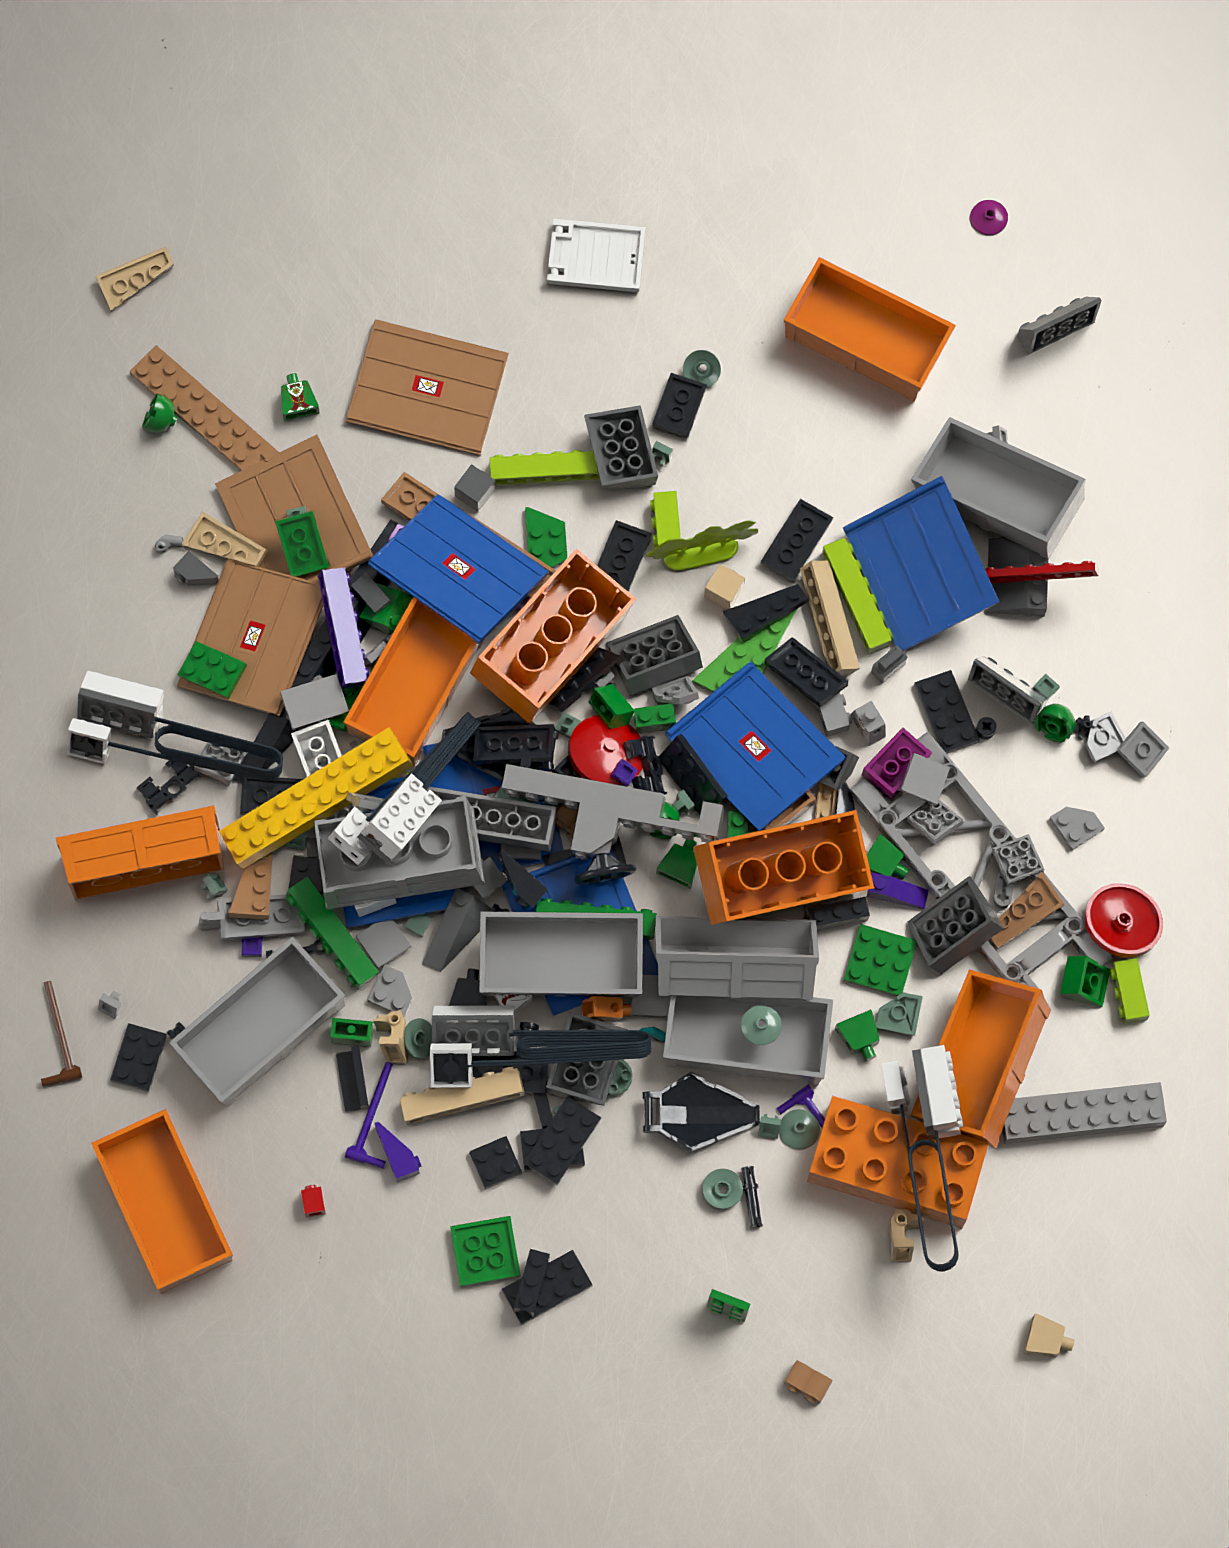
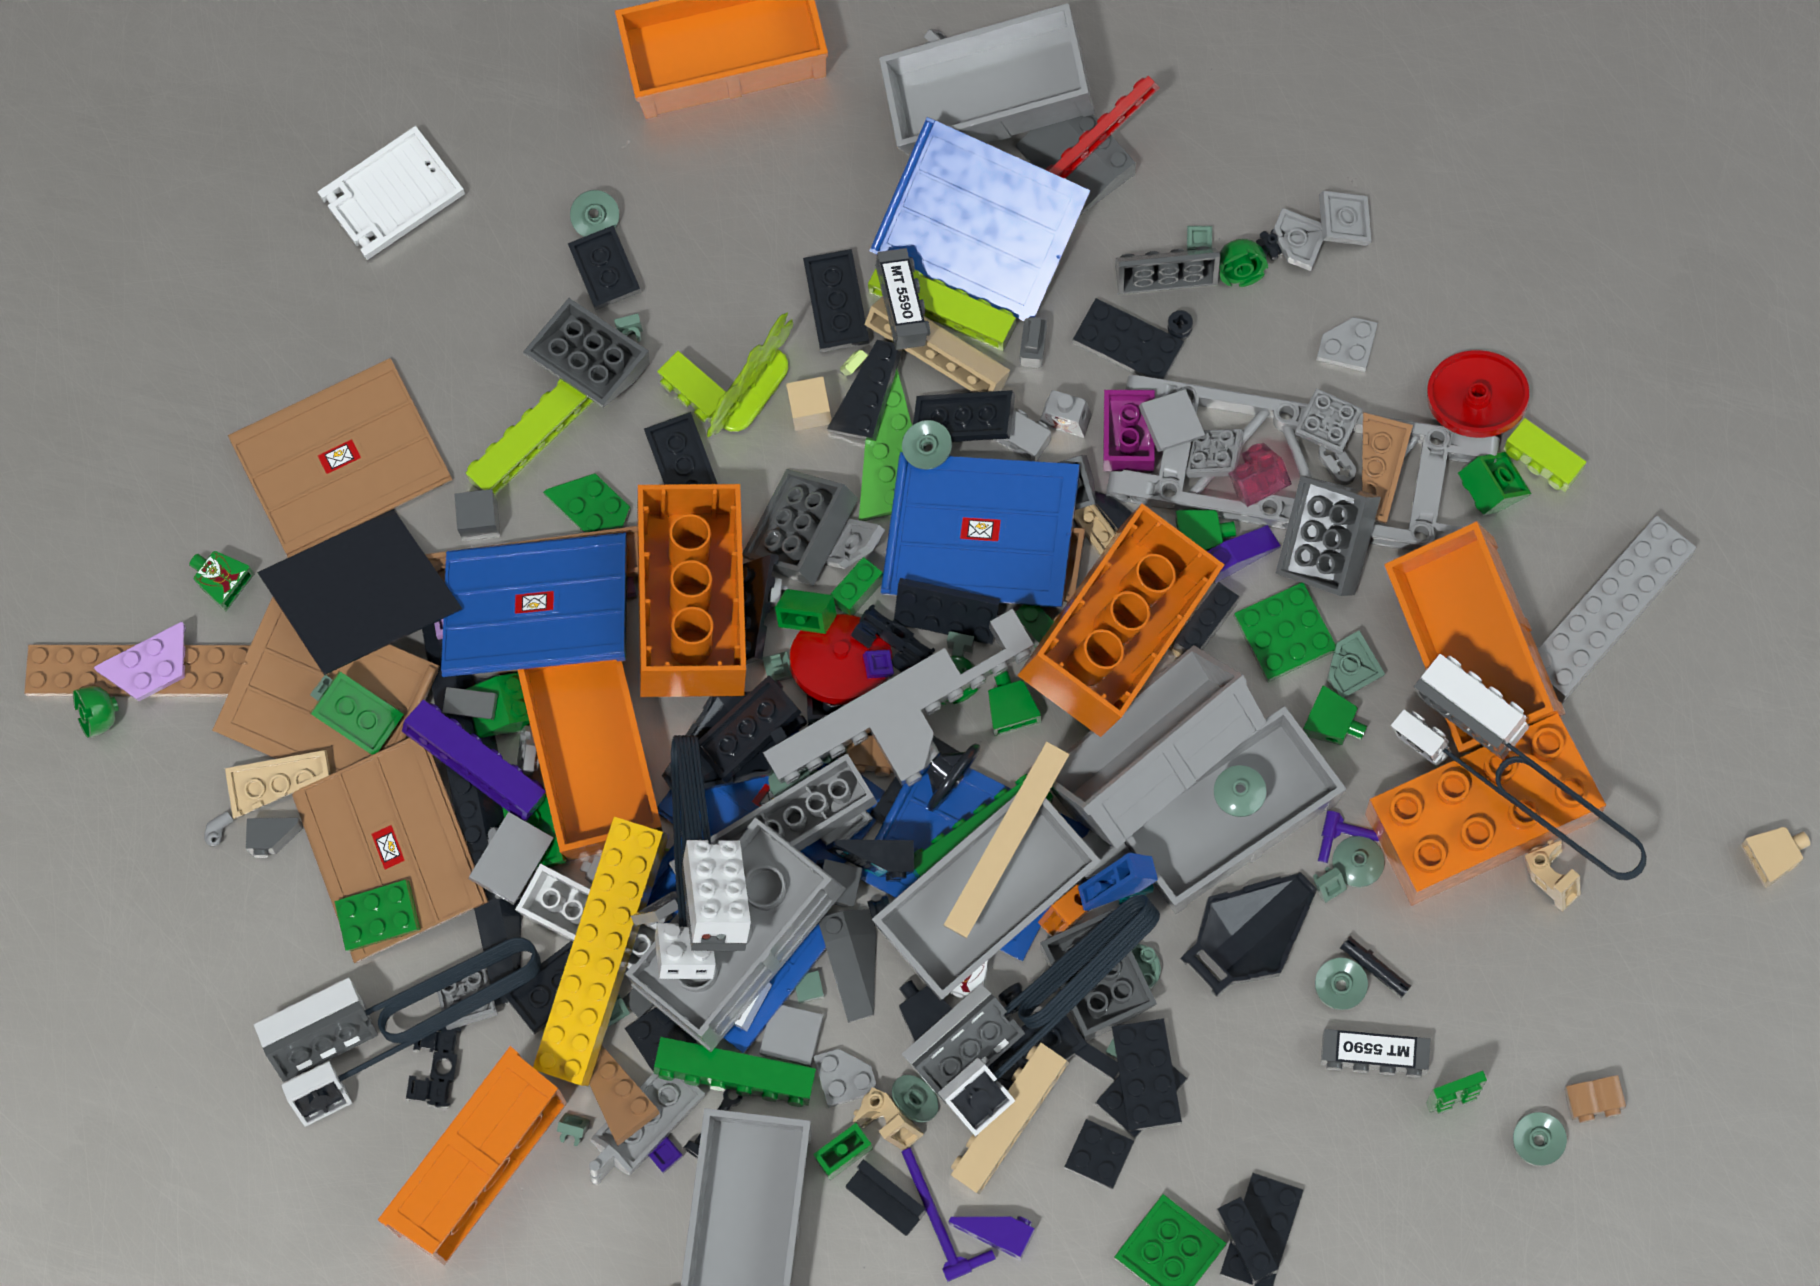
camera: 30 degrees left, 0 degrees up
(212, 415) = (149, 664): none -> lavender wing
(366, 474) = (359, 591): none -> black piece
(597, 933) = (1006, 840): none -> tan tile
(644, 1014) = (1119, 880): none -> blue slope
(706, 1244) = (1375, 1052): none -> brick
(758, 1366) = (1546, 1127): none -> sand green dish
(765, 662) = (918, 437): none -> sand green dish
(773, 585) = (853, 362): none -> yellowish green tile
(831, 572) = (902, 298): none -> brick
(945, 856) = (1259, 475): none -> clear pink brick

